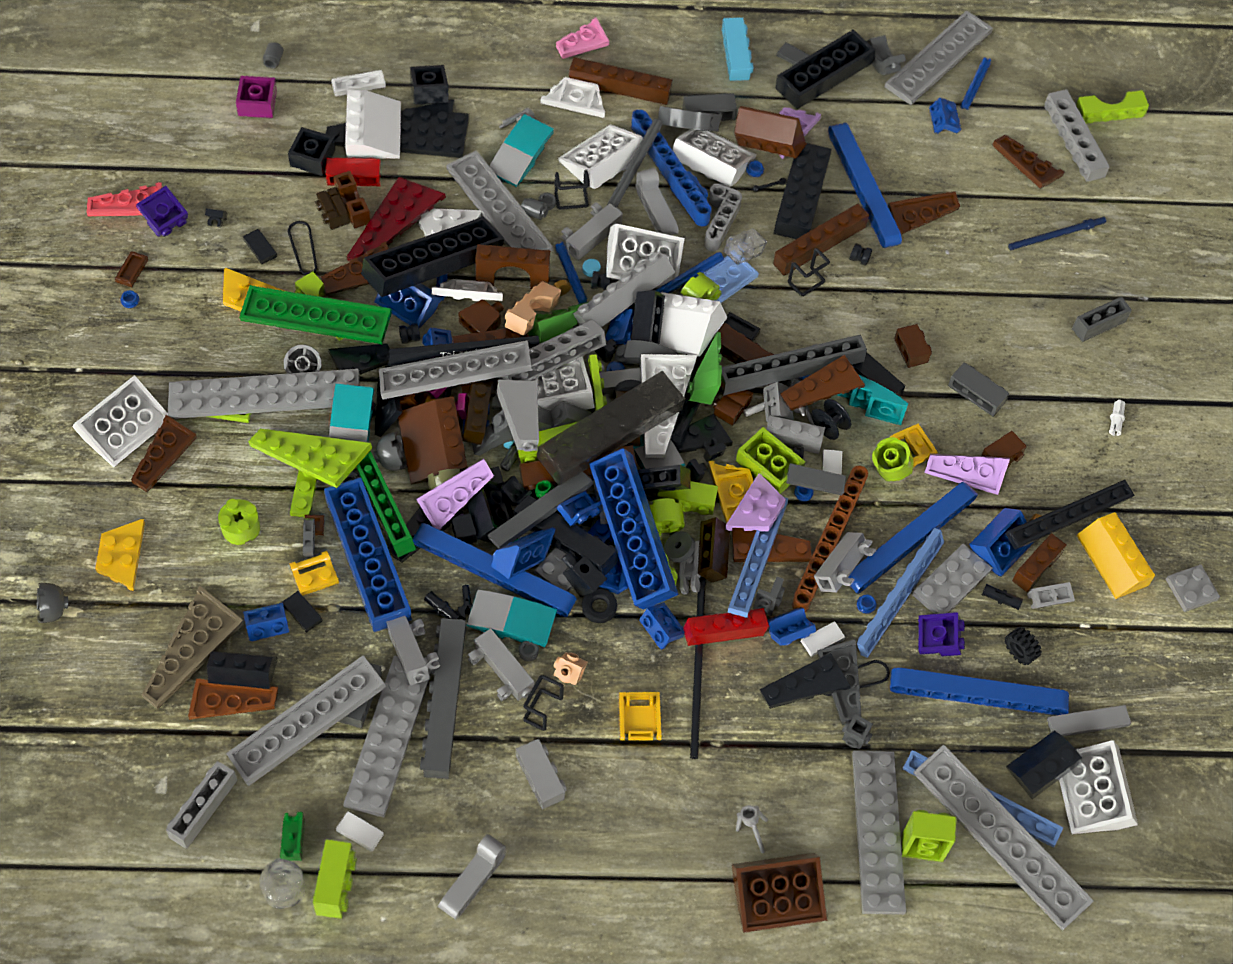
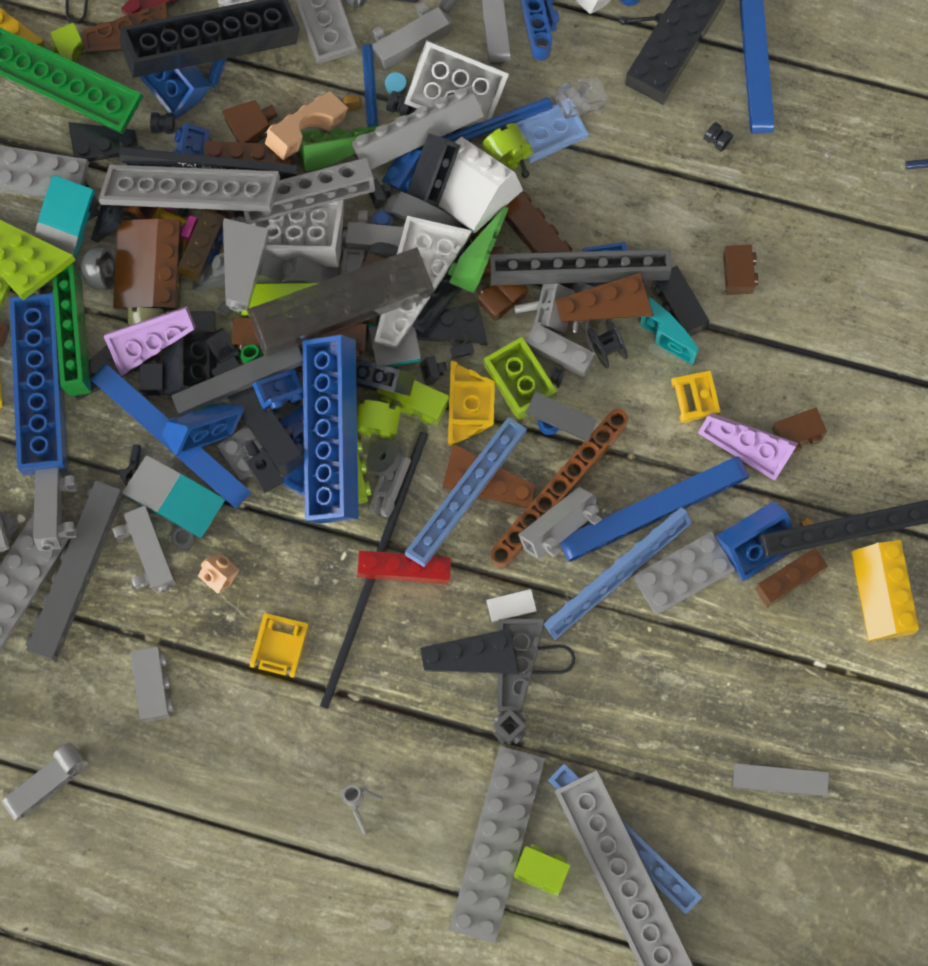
camera: 25 degrees right, 15 degrees up
(302, 359) = (31, 133): light grey cylinder -> none
(441, 607) = (103, 465): black pin -> none
(463, 289) = (241, 83): white wing -> none
(531, 709) = (186, 587): black piece -> none
(532, 261) = (274, 55): reddish brown arch -> none
(595, 616) = (282, 516): black tyre -> none
(596, 382) = (348, 240): lime plate -> none
(661, 625) = (336, 545): blue bracket -> none
(713, 550) = (420, 471): dark brown brick -> none
(729, 203) = (564, 53): light grey beam -> none
(742, 326) = (545, 199): black tile -> none
(758, 507) = (485, 433): lavender wing -> none
(770, 600) = (468, 546): dark grey bracket -> none
(779, 892) = (364, 883): reddish brown slope -> none
(790, 627) = (478, 584): blue bracket -> none
(814, 270) = (625, 142): black piece -> none
(822, 237) = (676, 106): reddish brown brick -> none
(832, 461) = (593, 397): white tile -> none
(866, 604) = (574, 577): blue plate -> none
(893, 459) = (662, 410): lime brick -> none
(919, 211) = (809, 94): reddish brown wing -> none
(941, 634) = (645, 635): dark purple plate -> none
(978, 389) = (799, 343): dark grey brick -> none
(979, 691) = (667, 714): blue beam -> none
(1002, 596) = (733, 607): black pin -> none
(1023, 646) = (733, 674): black tyre -> none
(1044, 764) = (706, 818): black slope -> none
(1051, 595) = (790, 622): light grey hinge -> none
(1098, 791) = (757, 861): white slope -> none

